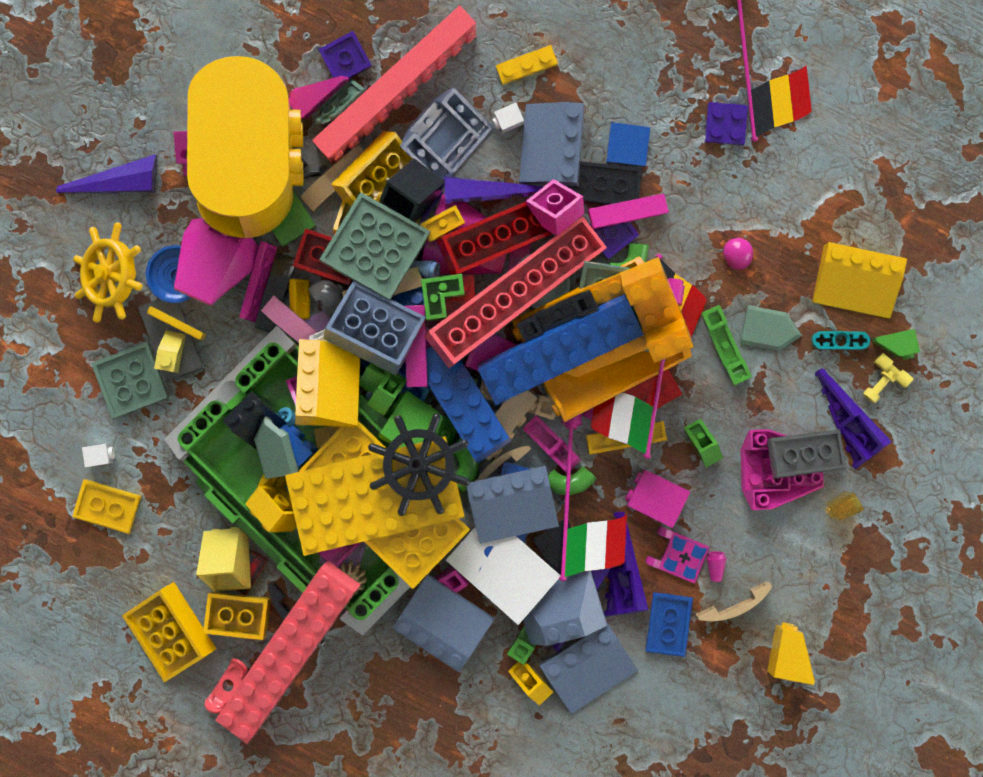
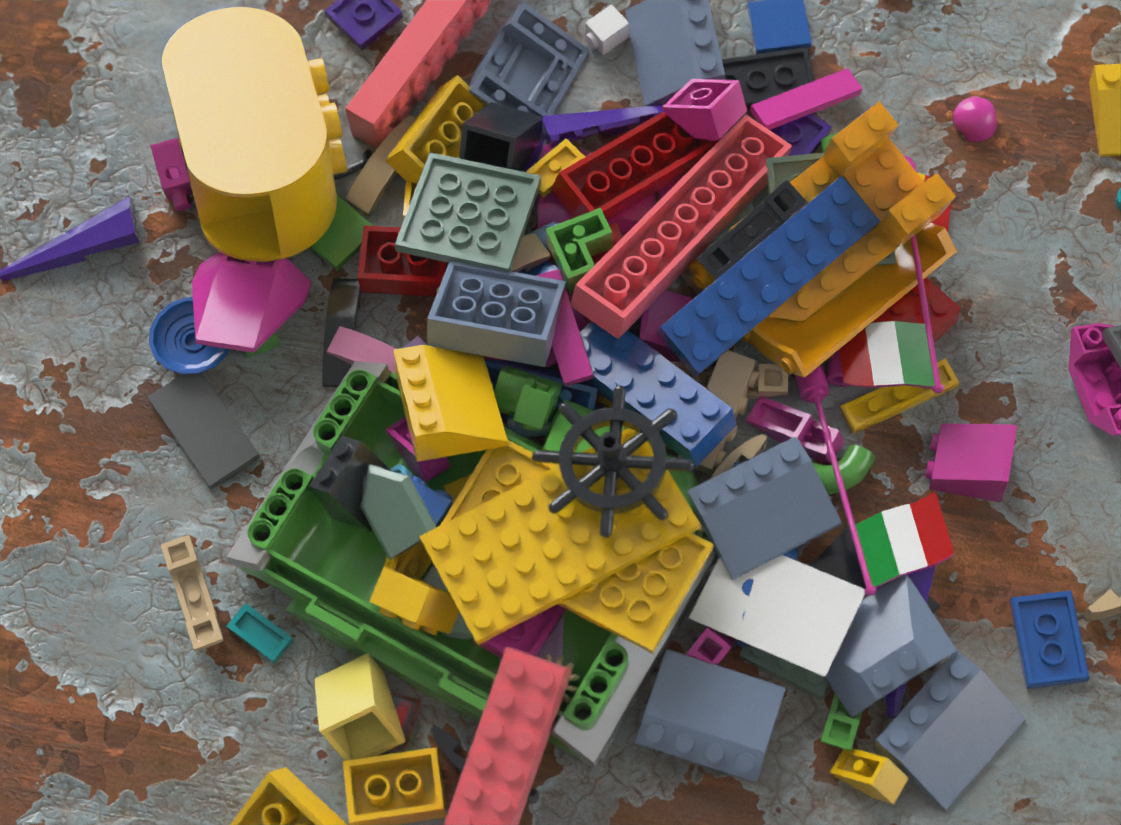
camera: 10 degrees left, 20 degrees down
(98, 455) = (132, 613): white brick -> none
(106, 506) = (159, 687): yellow tile -> none
(107, 272) = (95, 351): yellow piece -> none
(130, 380) = (157, 498): sand green plate -> none
(140, 452) = (192, 593): none -> tan slope
(170, 352) = (208, 443): light yellow slope -> none
(176, 323) = (209, 399): yellow tile -> none
(177, 487) = (260, 633): none -> teal tile
(258, 281) = (312, 319): dark pink tile -> none
(300, 297) = (376, 321): yellow plate -> none
(313, 96) = (343, 56): dark pink slope -> none
(328, 295) = (413, 306): dark grey cylinder -> none
(339, 102) = (368, 64): sand green tile -> none
(625, 584) = (966, 601): dark purple wedge -> none
(682, 556) = (1034, 537): dark pink flag -> none
(703, 443) = (1014, 371): bright green slope -> none
(716, 565) = (1090, 535): dark pink cone -> none
(725, 345) = (996, 237): bright green slope -> none
(768, 329) = (1051, 204): sand green tile -> none

